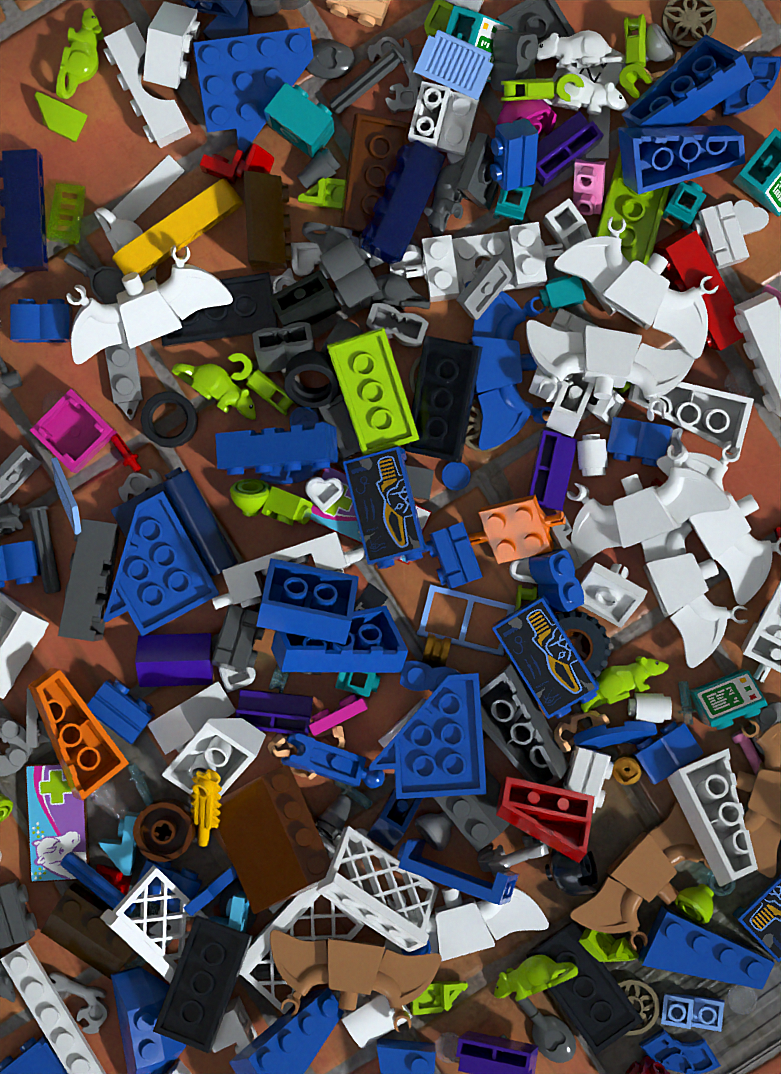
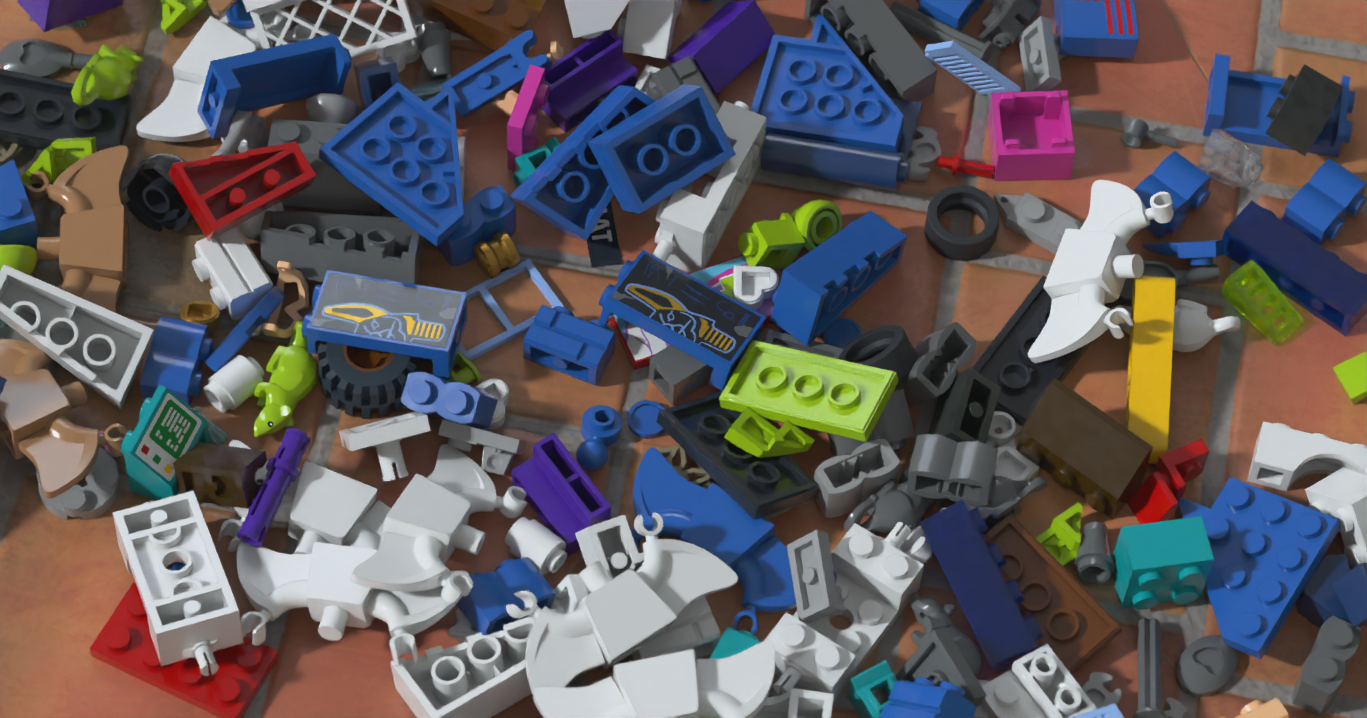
camera: 130 degrees right, 30 degrees down
(67, 275) = (1197, 251): none -> blue plate
(148, 190) = (1220, 395): white sticker -> none
(215, 382) = (958, 285): lime animal -> none
(260, 383) = (924, 322): lime piece -> none
(422, 391) = (765, 440): none -> lime slope
(508, 481) = (593, 452): none -> blue plate
(516, 529) = (537, 408): orange plate -> none
(697, 615) = (279, 475): none -> dark purple pin
(718, 650) = (220, 474): none -> dark brown hinge

